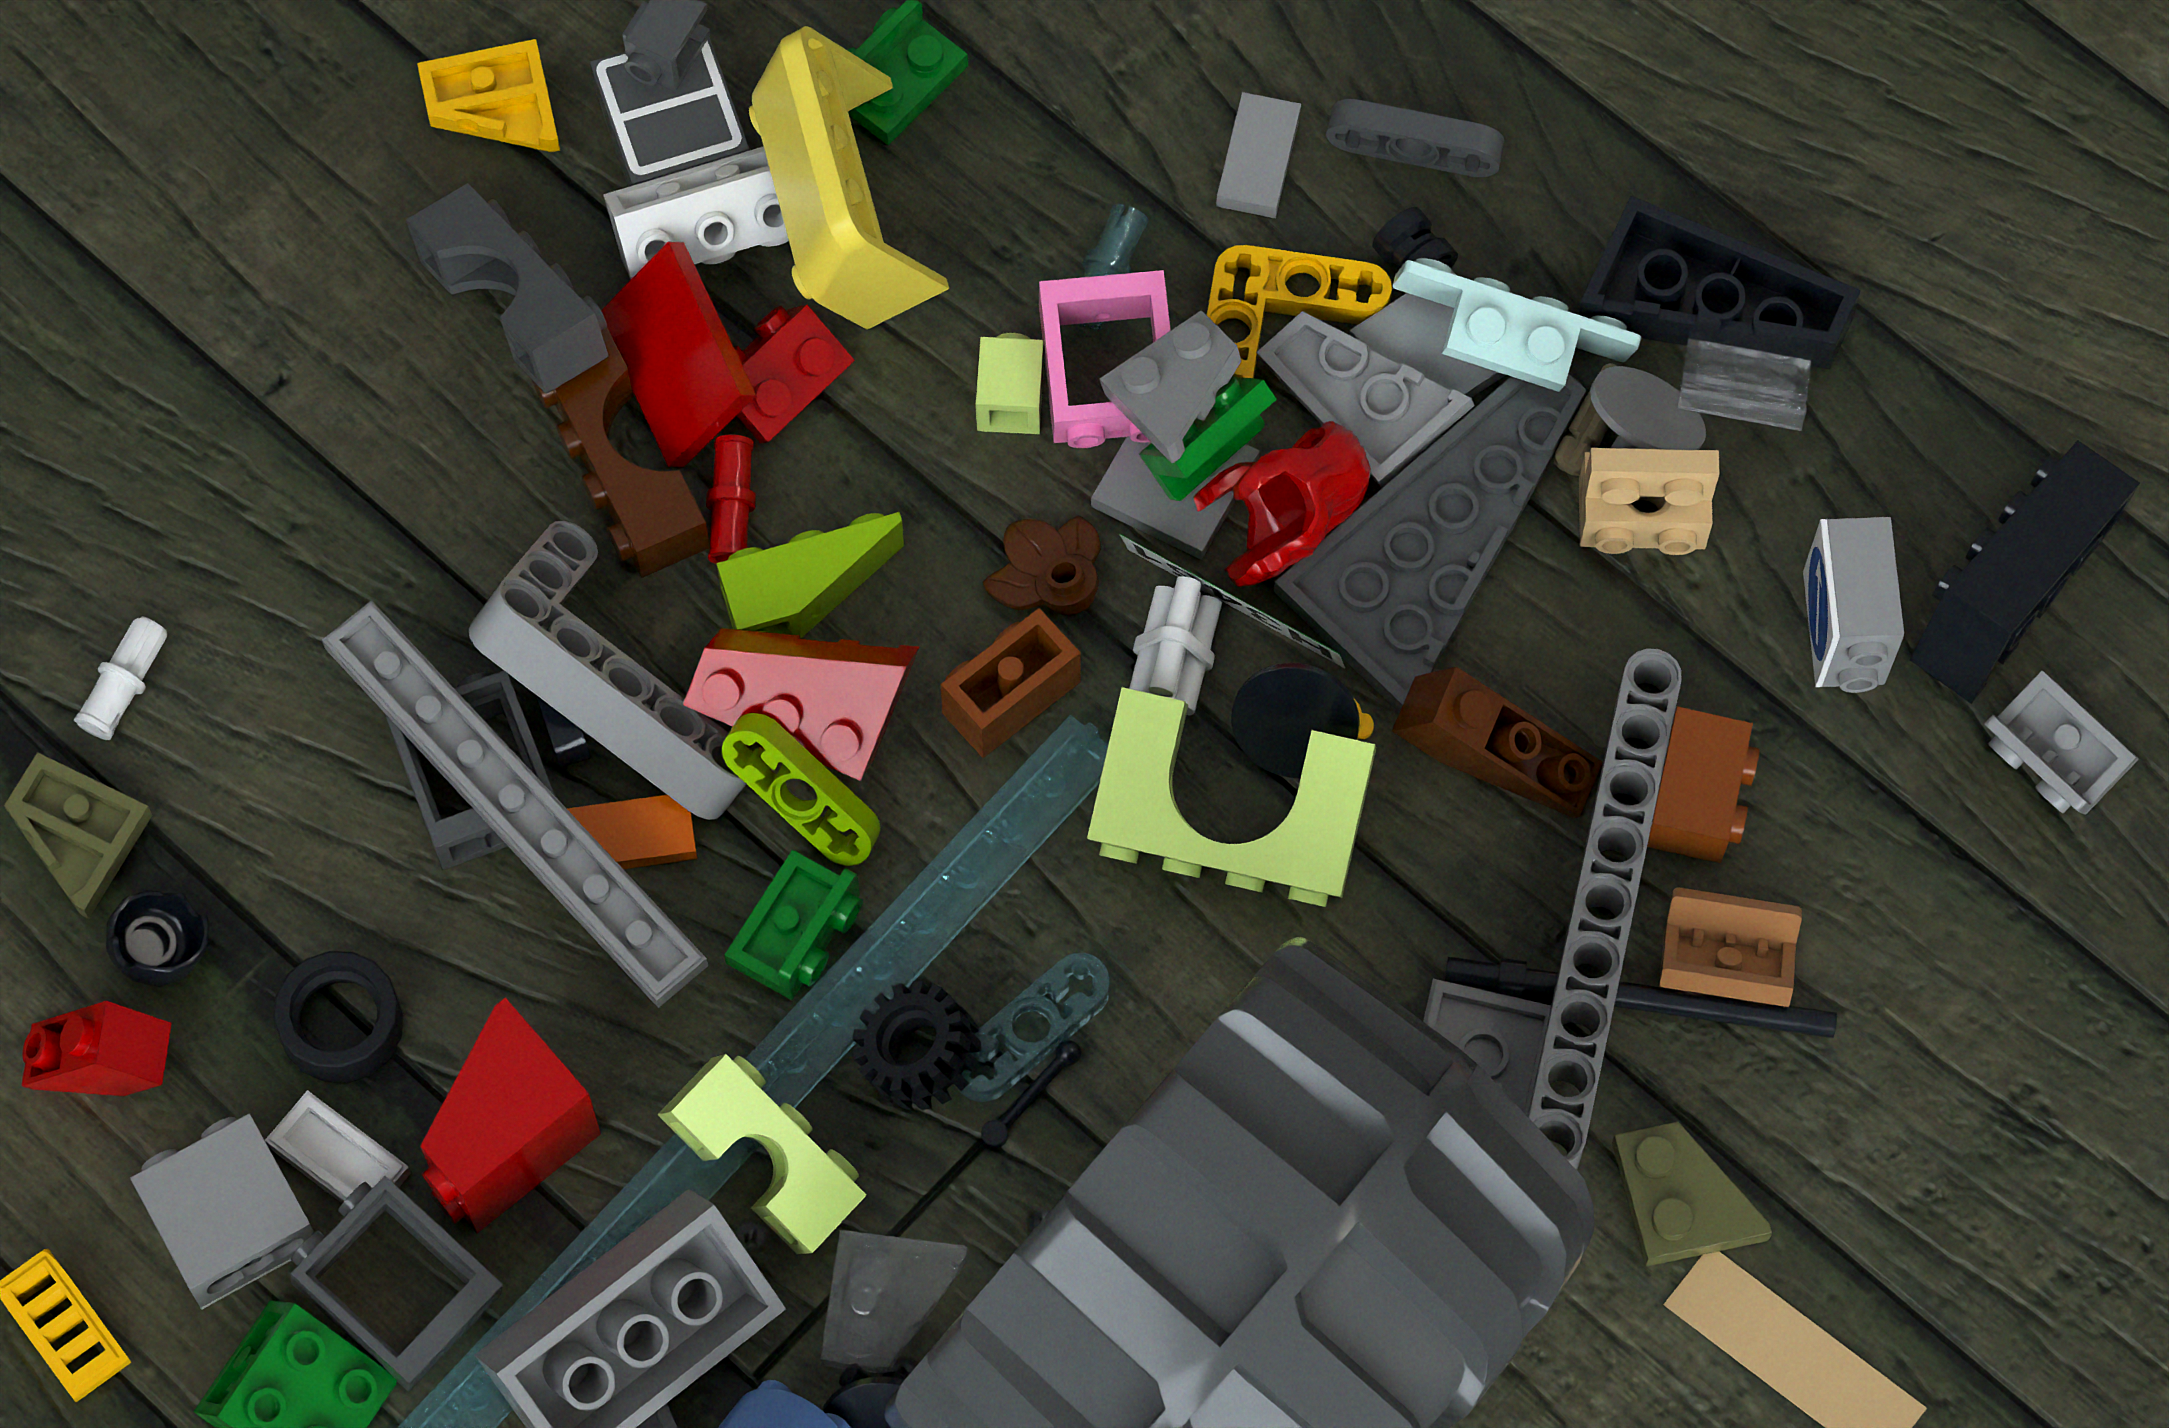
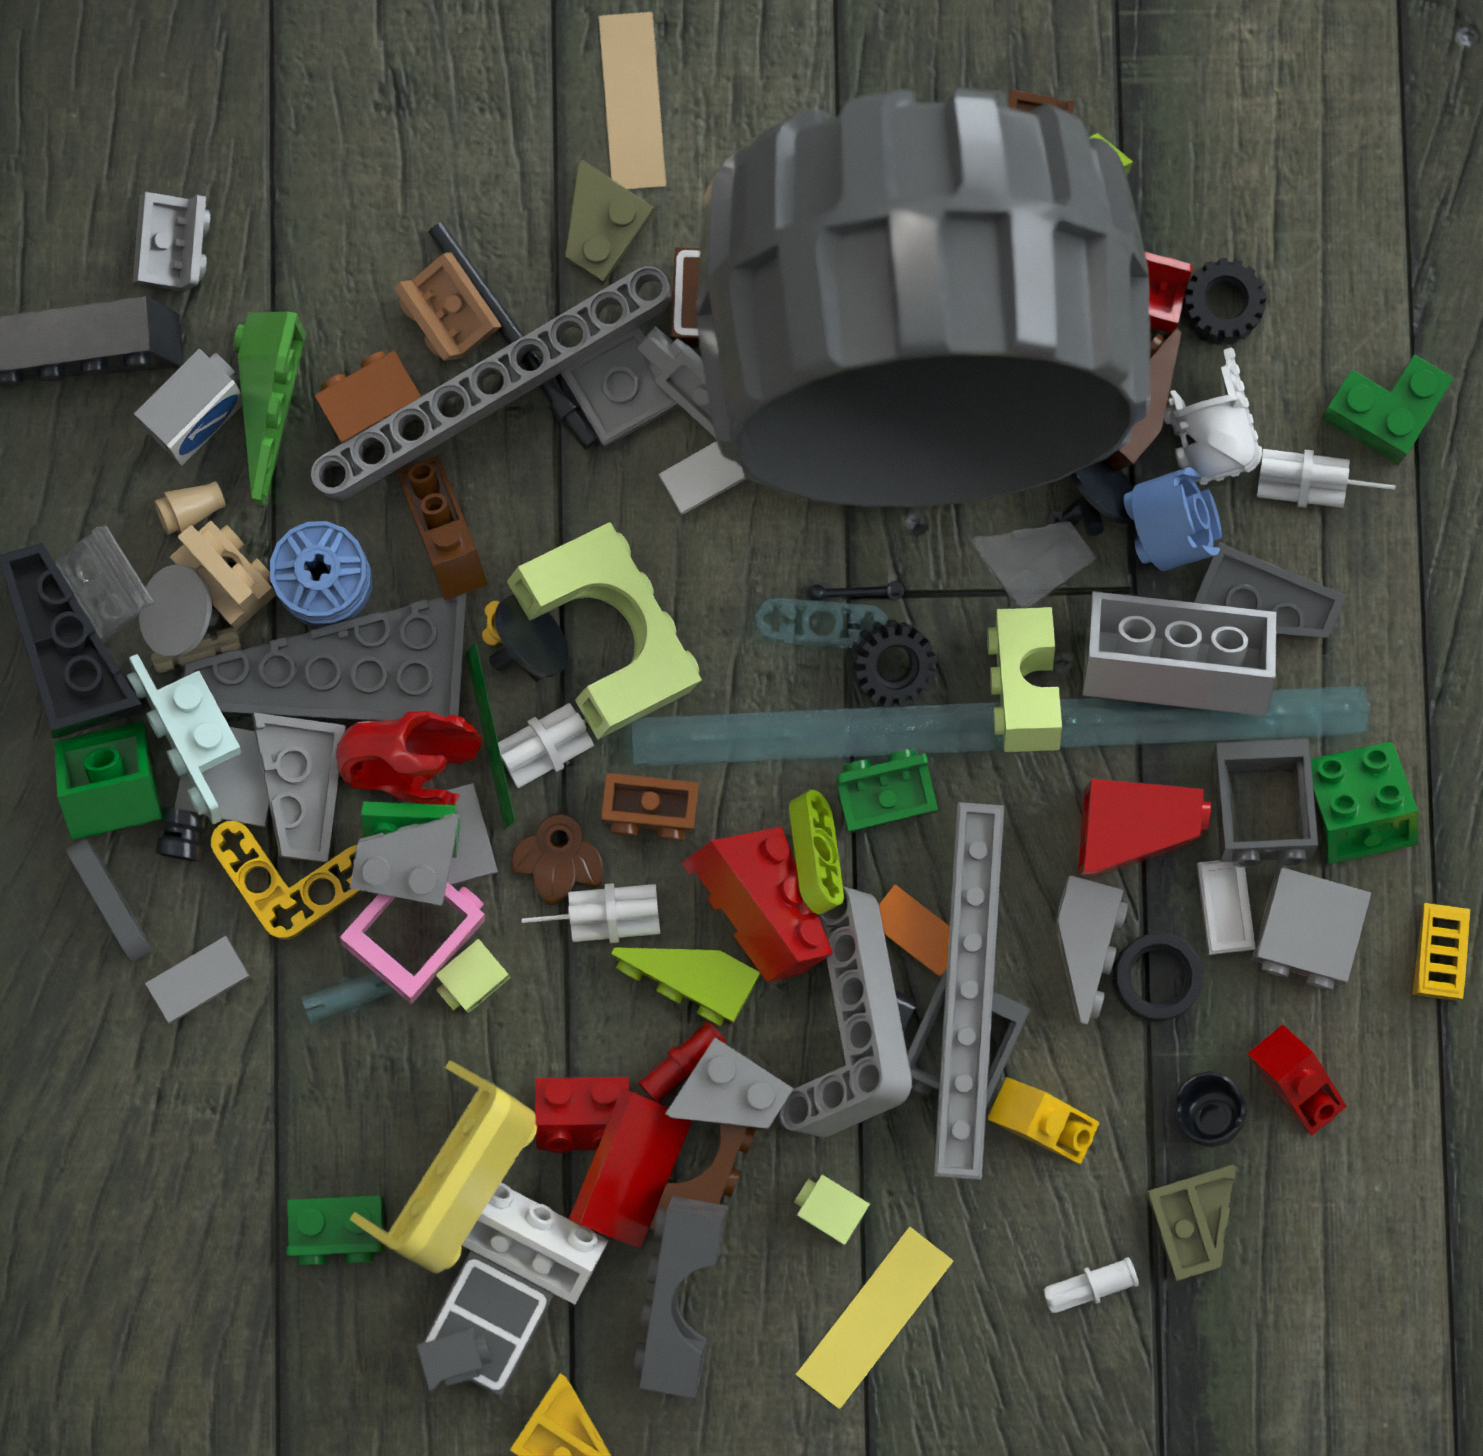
camera: 135 degrees left, 15 degrees up
(310, 467) = (874, 1317): none -> light yellow sticker
(320, 772) = (1043, 1120): none -> yellow slope
(446, 971) = (1084, 932): none -> light grey slope
(449, 505) = (830, 1208): none -> yellowish green brick
(651, 496) = (730, 1091): none -> light grey wing
(944, 564) = (610, 913): none -> white piece
(1536, 225) = (107, 780): none -> green slope
(1554, 610) = (337, 594): none -> medium blue wheel
(1750, 530) = (188, 506): none -> tan cone
(1813, 708) = (268, 366): none -> bright green wedge

